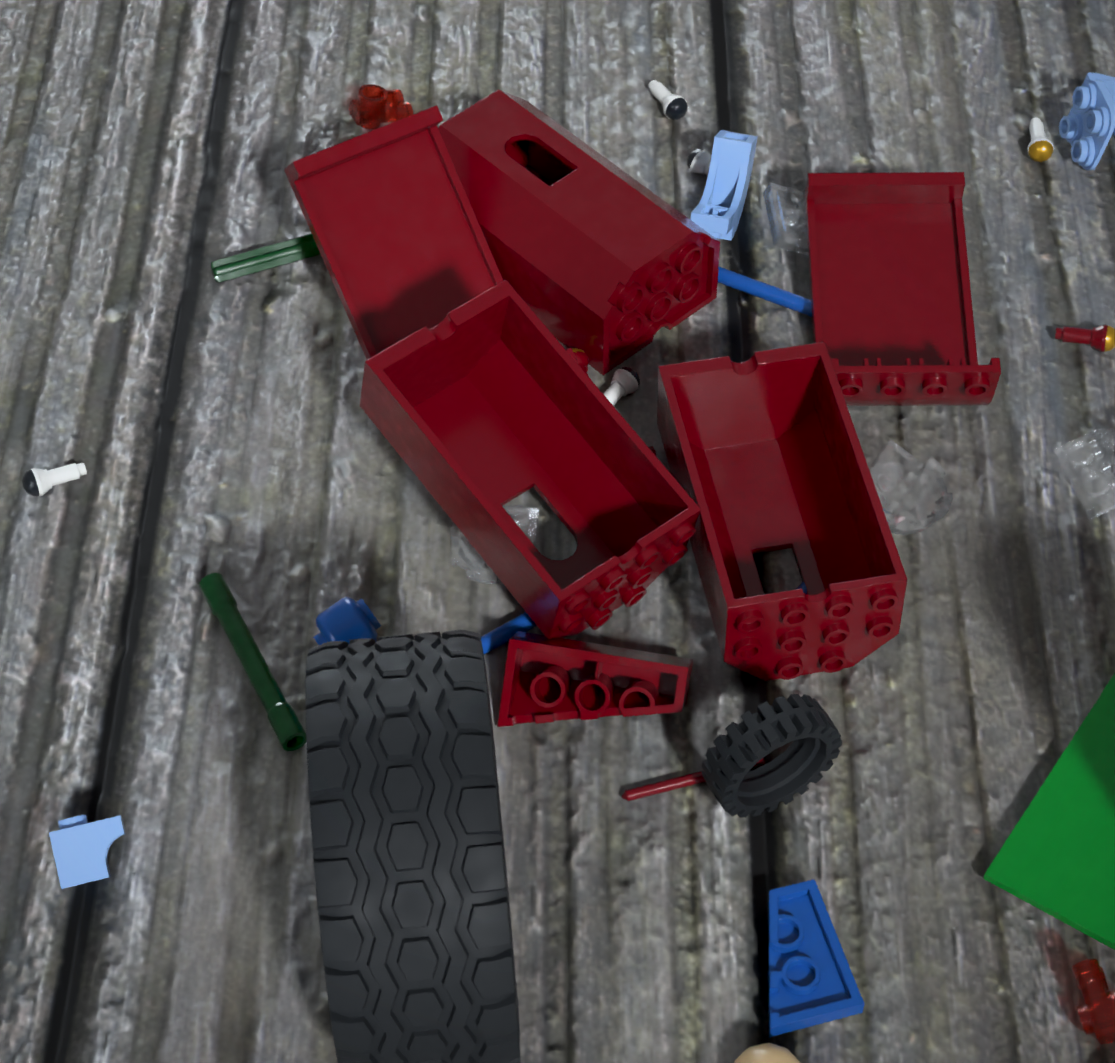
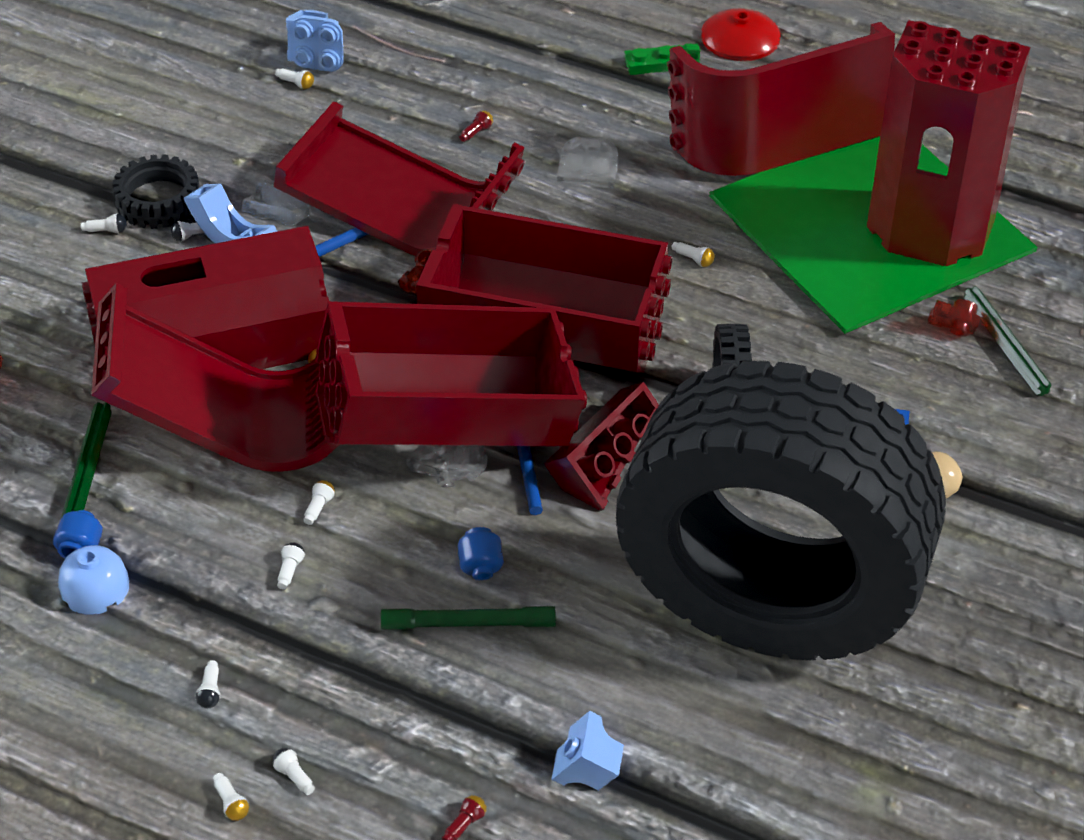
camera: 65 degrees left, 5 degrees down
(145, 323) = (92, 580): none -> light blue cylinder
(190, 282) = (76, 531): none -> blue head
(265, 466) = (291, 555): none -> white piece
(370, 453) = (321, 494): none -> white piece
(746, 85) = (151, 171): none -> black tyre
(1019, 660) = (702, 256): none -> white piece

